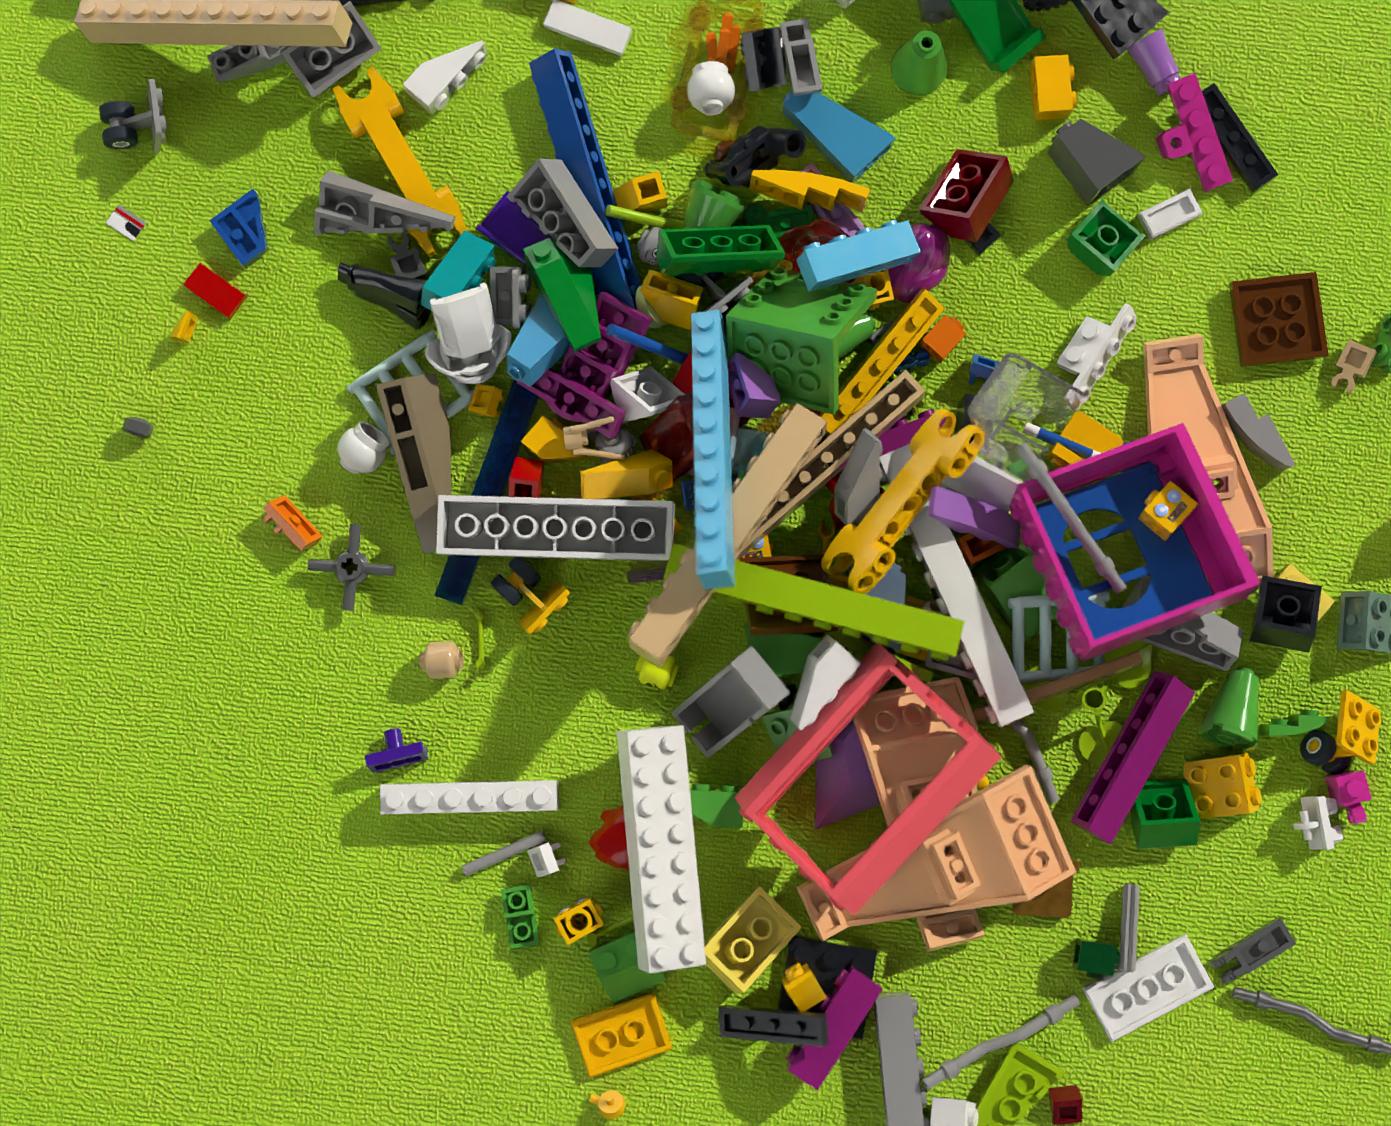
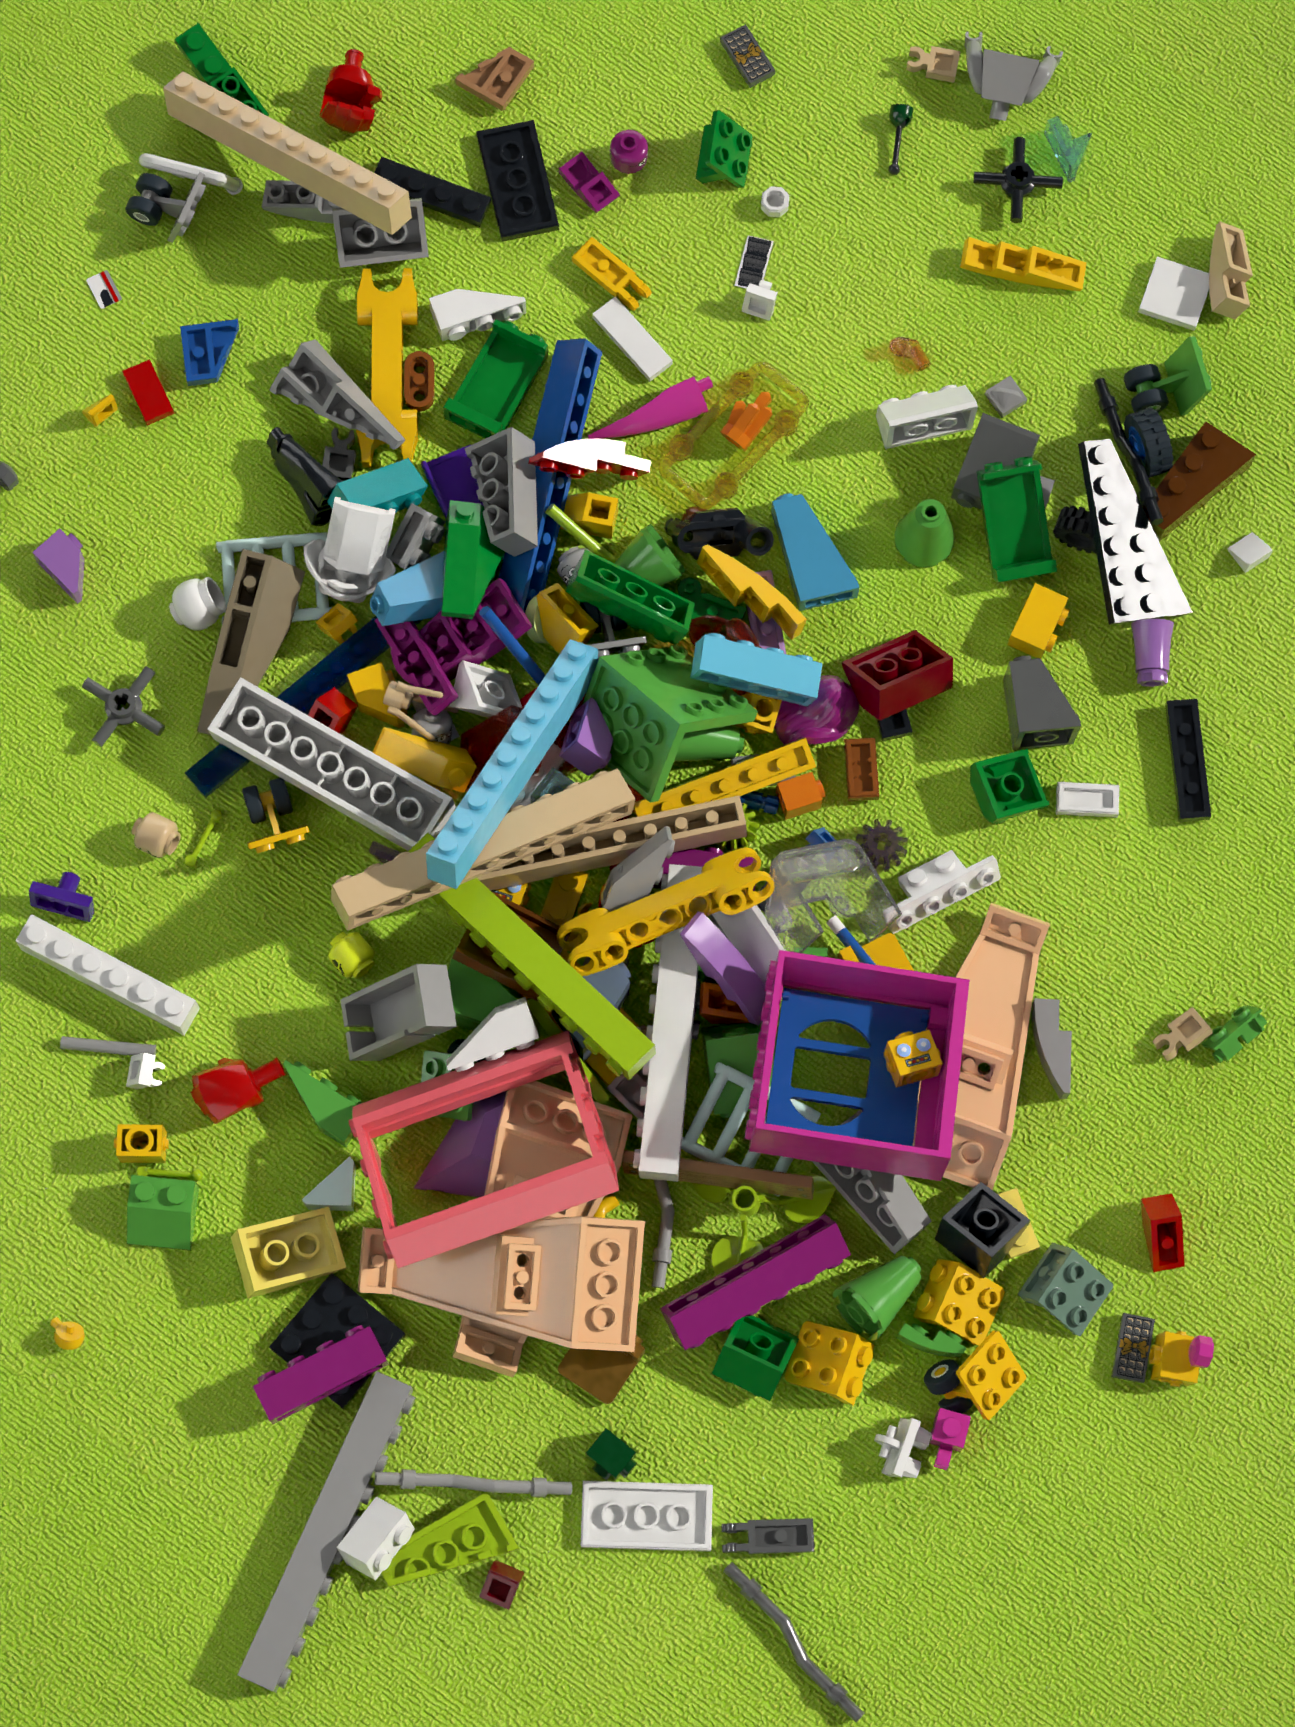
camera: 25 degrees right, 10 degrees down
(180, 74) = (231, 184): none -> white piece
(230, 473) = (63, 562): none -> medium lavender slope
(292, 523) = (93, 636): orange plate -> none
(435, 160) = (419, 383): none -> dark orange plate
(498, 124) = (497, 380): none -> green panel
(520, 917) = (88, 1114): bright green slope -> none
(616, 149) = (591, 455): none -> slope
(621, 1034) = (118, 1277): yellow tile -> none
(654, 68) = (668, 408): none -> dark pink piece
(661, 848) = (255, 1111): white brick -> none
(710, 88) = (712, 450): white piece -> none
(756, 869) = (335, 1190): none -> light aqua slope
(764, 58) = (777, 451): black bracket -> none
(773, 1025) = (264, 1339): black plate -> none
(800, 57) = (812, 467): light grey slope -> none
(801, 531) = (564, 897): none -> yellow plate
(802, 986) = (312, 1317): yellow slope -> none
(978, 289) = (861, 769): none -> dark orange plate
(1036, 335) = (893, 847): none -> gear
(1038, 471) = (821, 1072): light grey bar -> none
(1129, 927) = (660, 1446): light grey axle -> none
(1194, 134) = (1150, 735): dark pink plate -> none
(1278, 319) = (1135, 952): reddish brown plate -> none
(1295, 680) = (959, 1301): none -> yellow bracket

